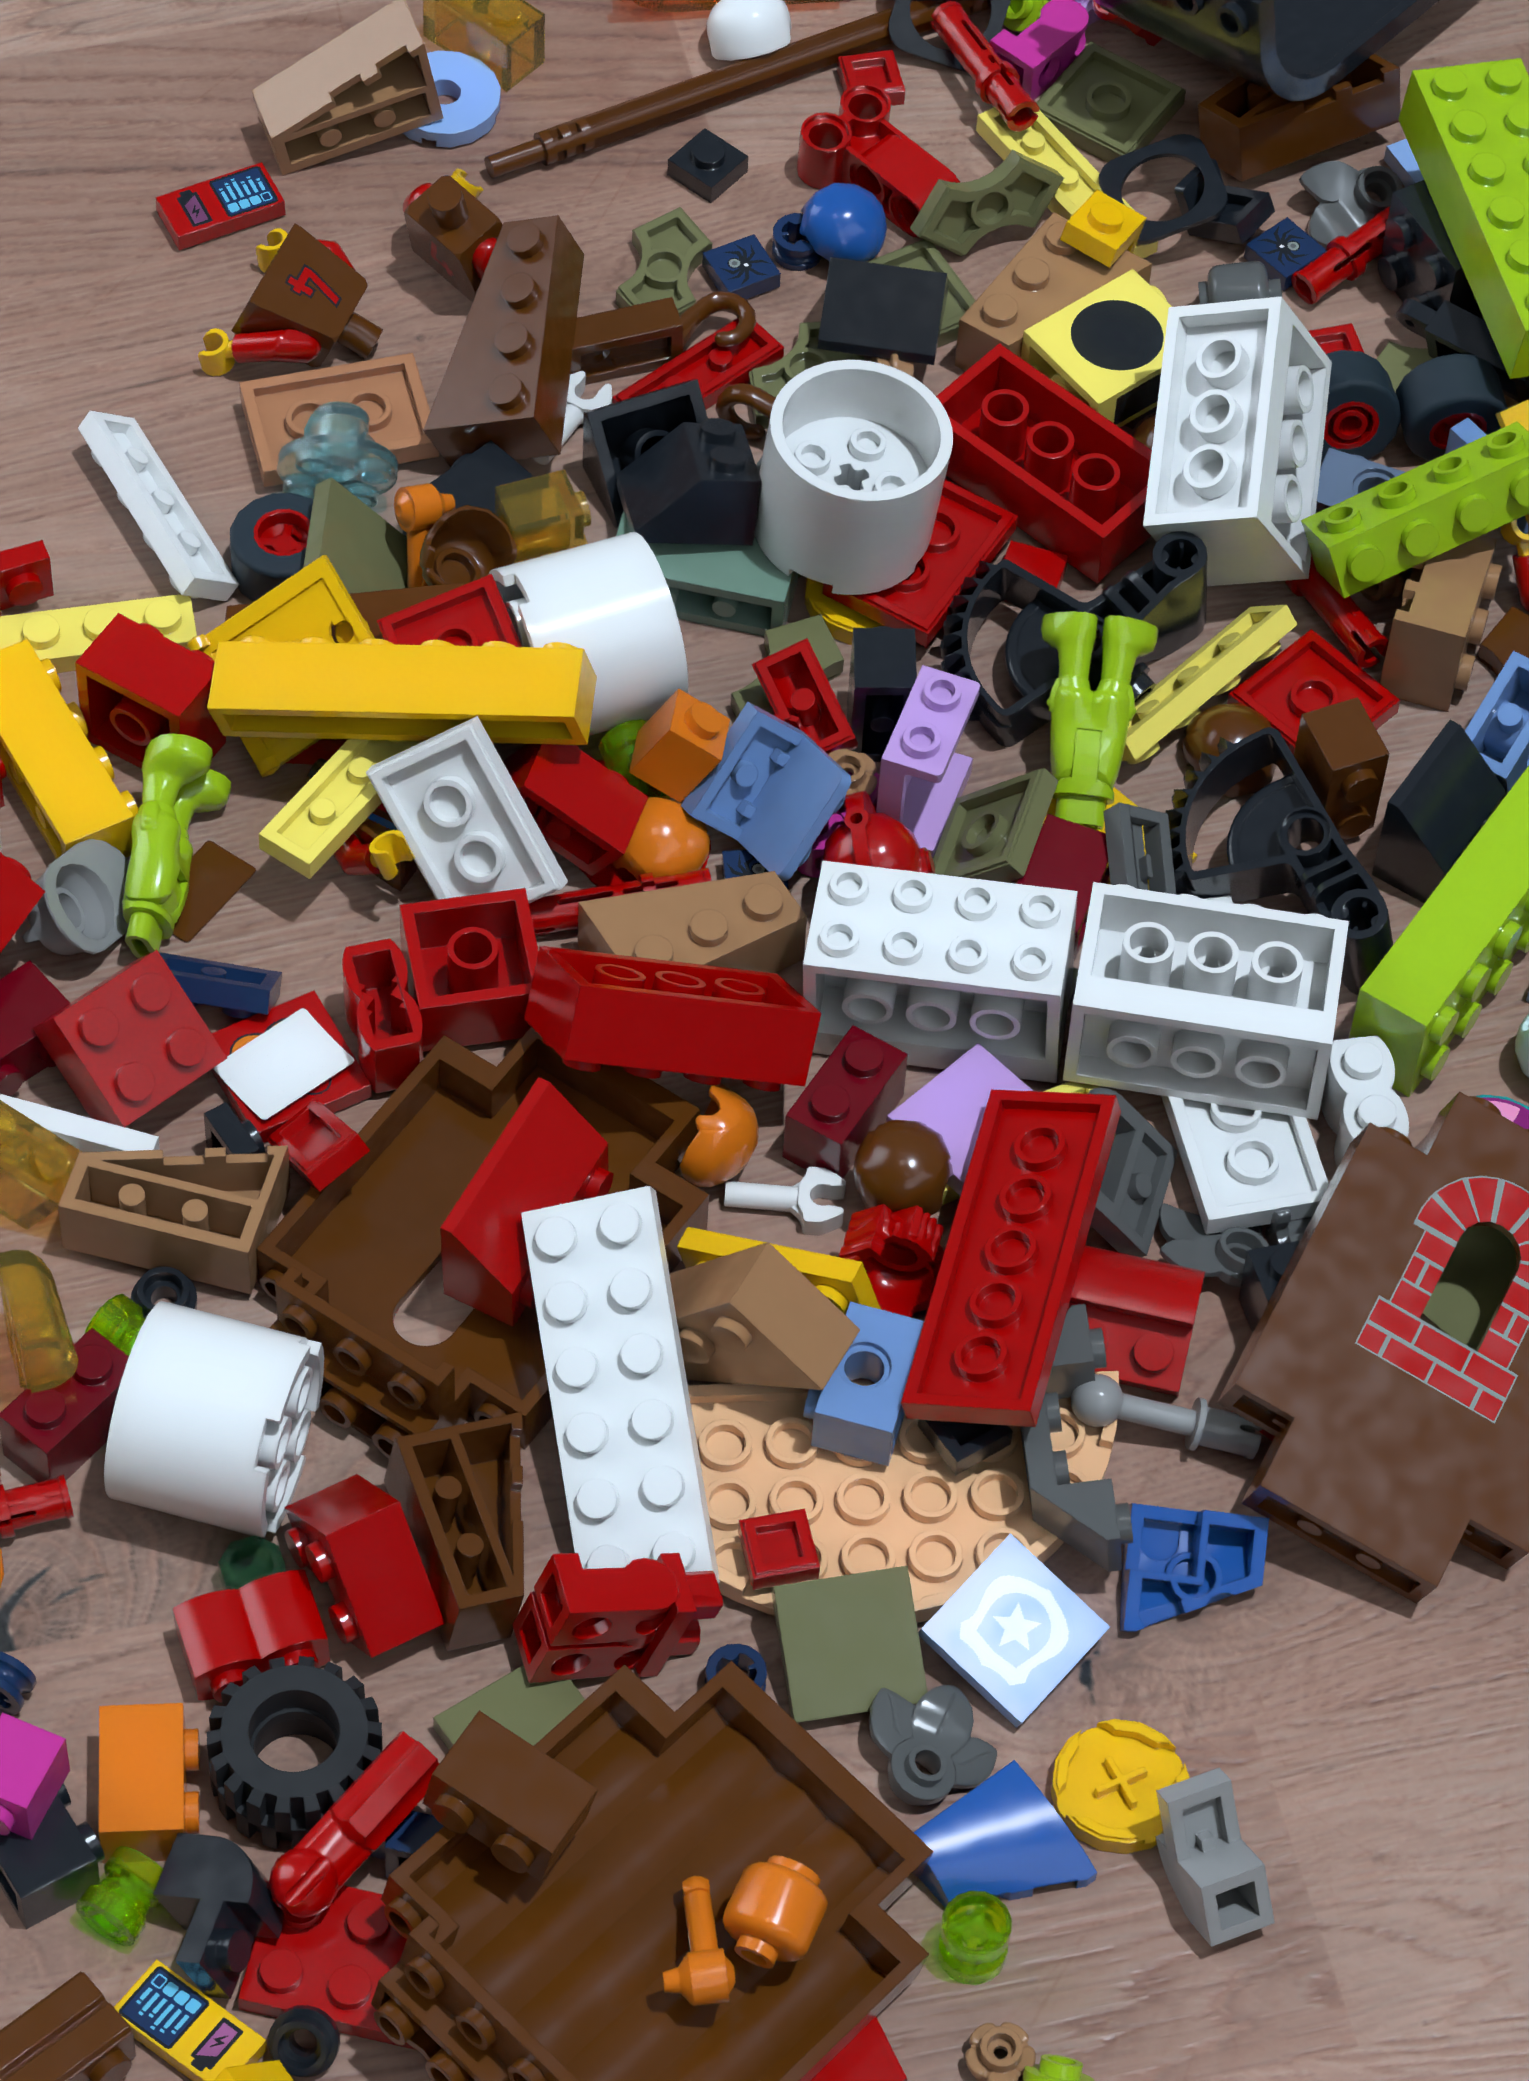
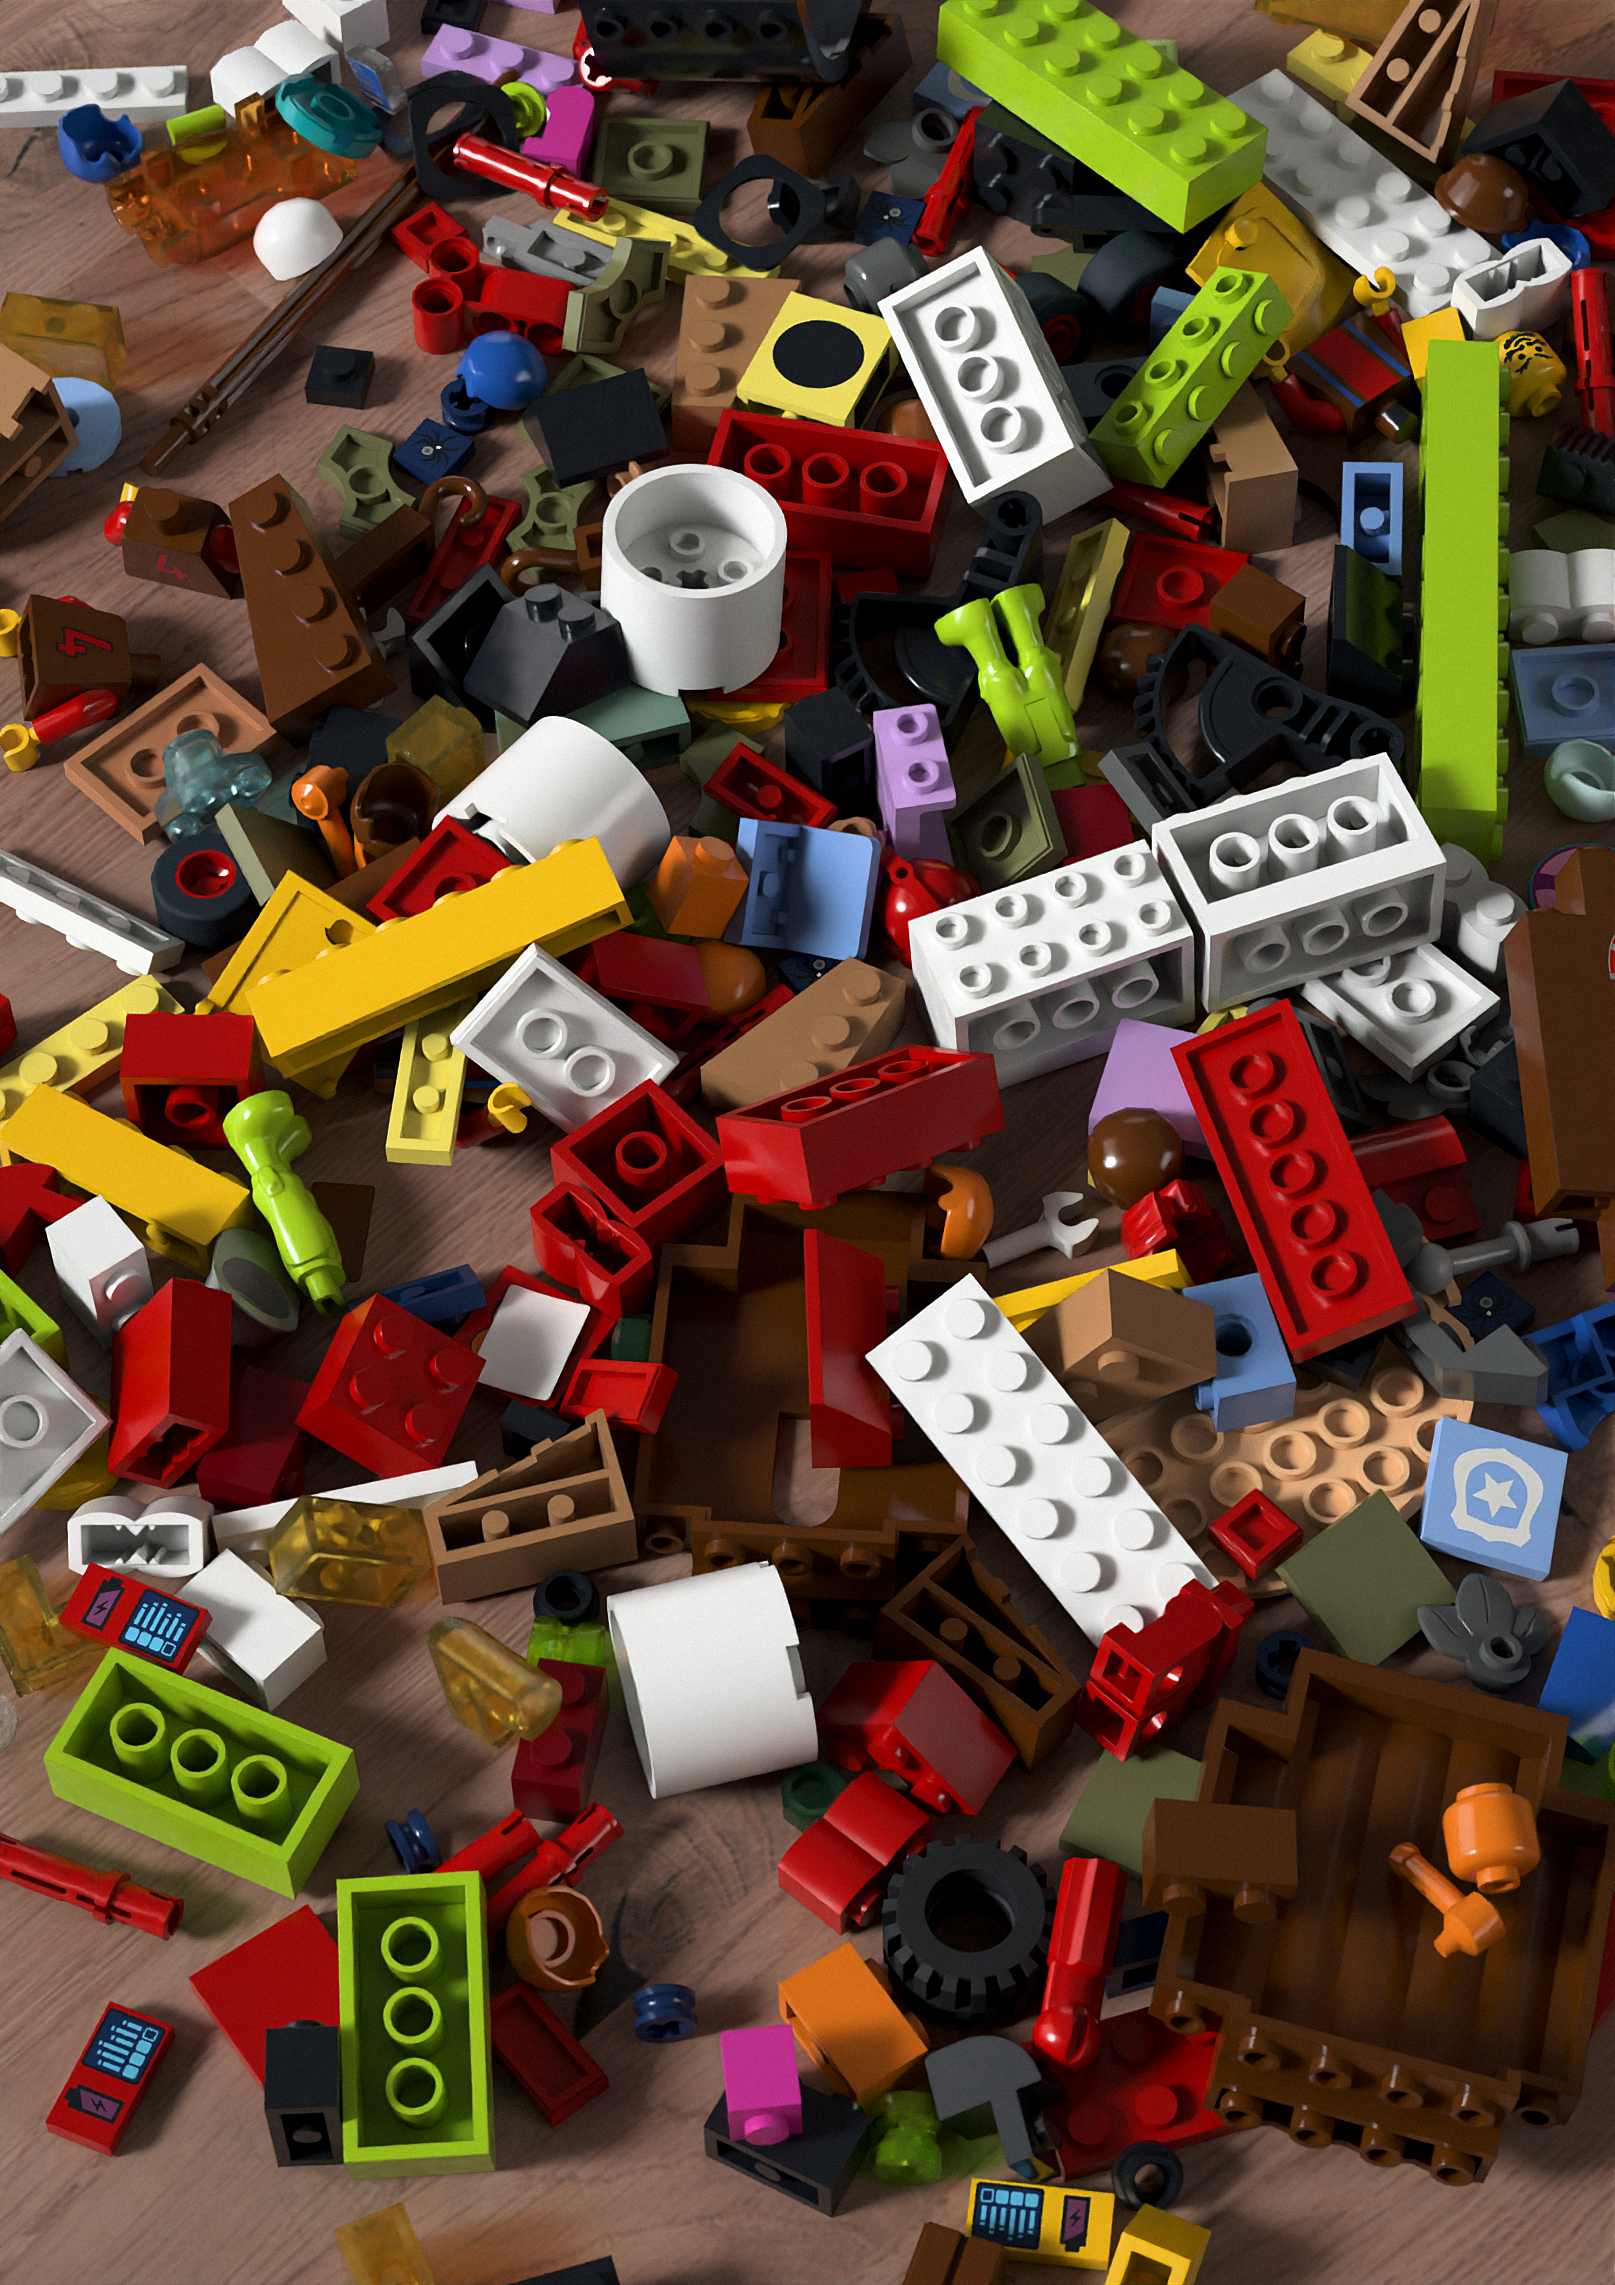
camera: 25 degrees left, 0 degrees up
(365, 1103) = (632, 1338): none -> clear green tile
(844, 1102) = (1039, 1126): dark red brick -> none
(955, 136) = (546, 250): none -> light grey hinge
(1103, 228) = (744, 267): yellow bracket -> none
(1138, 1470) = (1490, 1305): none -> dark blue tile

